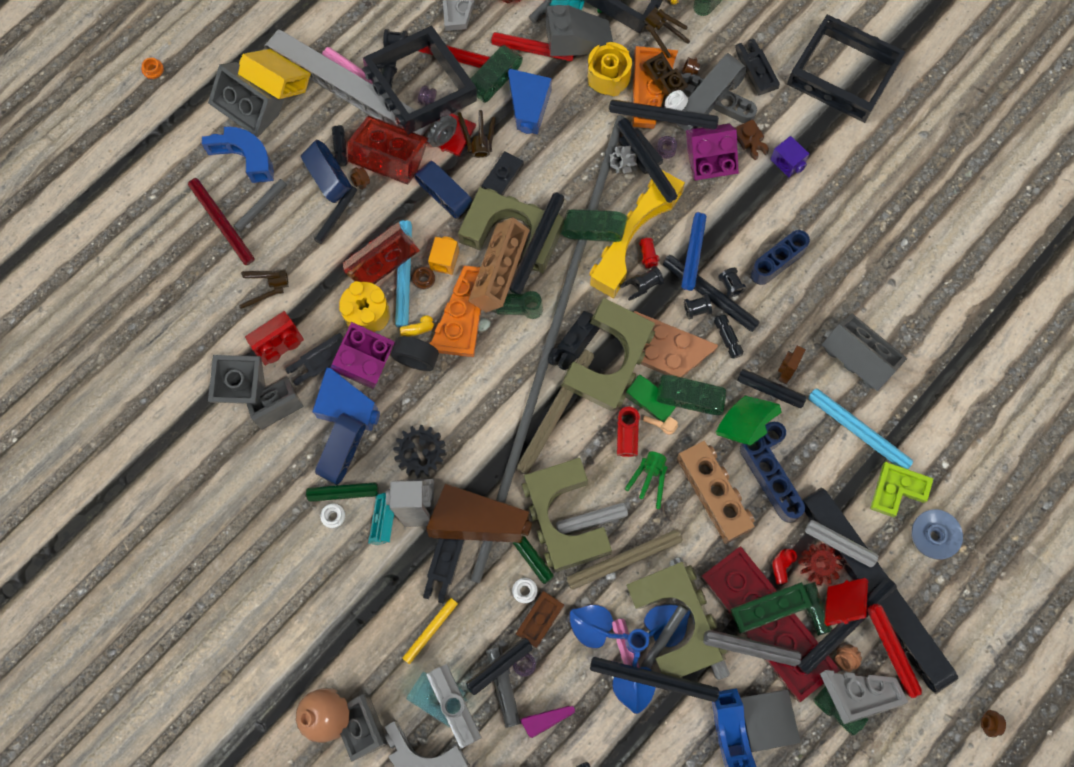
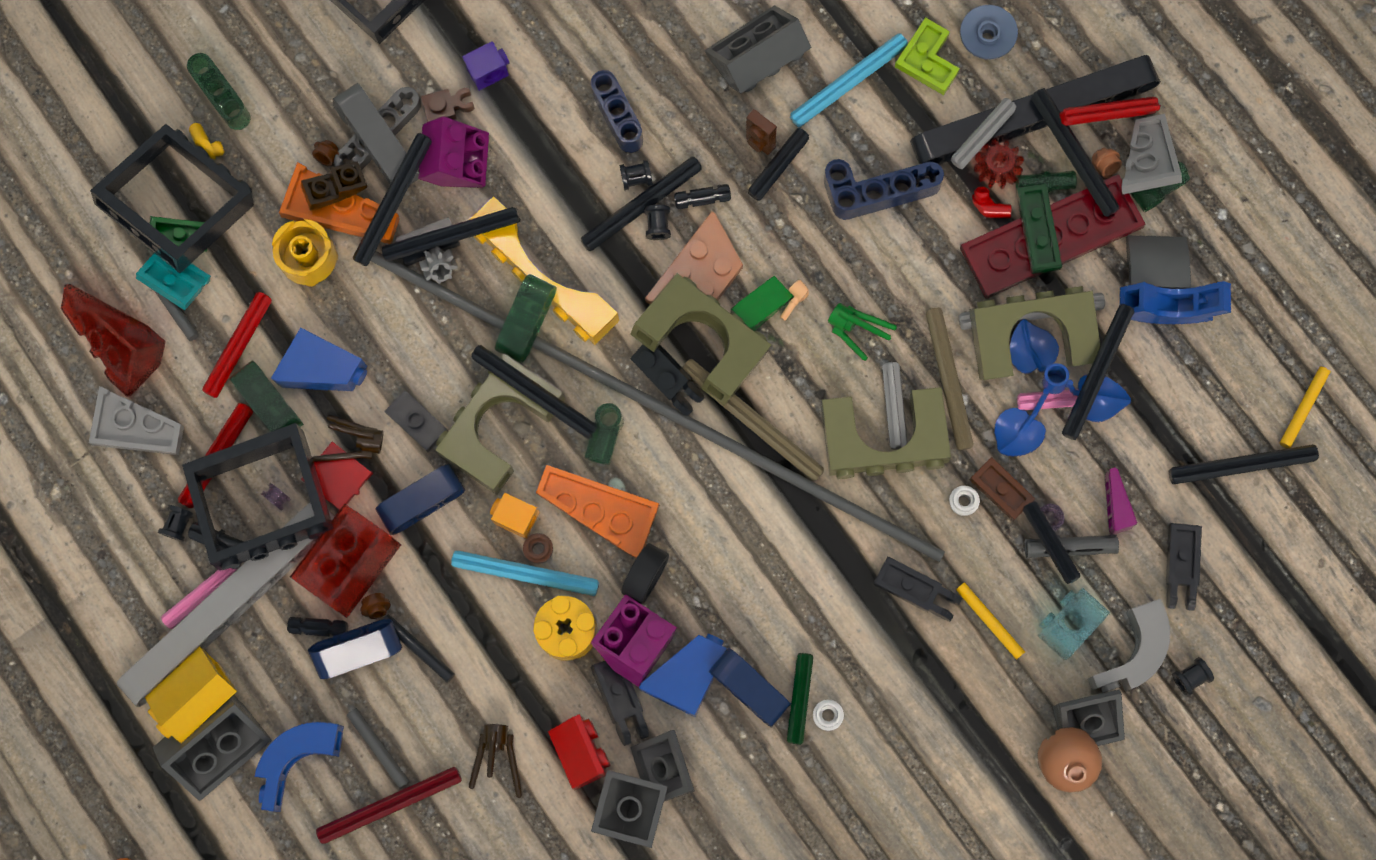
camera: 75 degrees left, 5 degrees up
(381, 255) = (499, 594): clear red slope -> none
(381, 522) = (847, 650): teal plate -> none
(412, 501) = (836, 601): light grey wedge -> none
(413, 463) = (784, 602): black gear -> none
(419, 328) = (607, 569): yellow arm -> none
(442, 131) = (340, 482): dark grey gear -> none
(461, 722) = (1109, 595): light grey piece -> none
(476, 517) = (870, 538): reddish brown slope -> none
(499, 265) = (551, 445): medium nougat brick -> none
(534, 560) = (918, 488): dark green axle -> none
(575, 31) = (237, 282): dark grey slope -> none
(627, 434) = (802, 341): red piece -> none
(644, 281) = (610, 275): black piece -> none
(648, 253) = (572, 263): red pin -> none
(657, 19) = (255, 174): dark brown plant -> none
(664, 636) = (1046, 348): dark grey bar -> none
(666, 154) = (436, 201): clear purple bush -> none
(676, 100) = (377, 179): white tile -> none
(691, 395) = (769, 255): clear green beam -> none
(694, 251) = (585, 208): blue axle -> none
(728, 528) = (852, 277): medium nougat brick -> none
(747, 420) = (817, 198): green slope -> none
(752, 648) = (1083, 257): flat silver axle -> none
(757, 67) = (347, 71): black hinge -> none
(846, 602) = (1049, 146): red piece -> none
(993, 724) = (1201, 35): reddish brown plate -> none

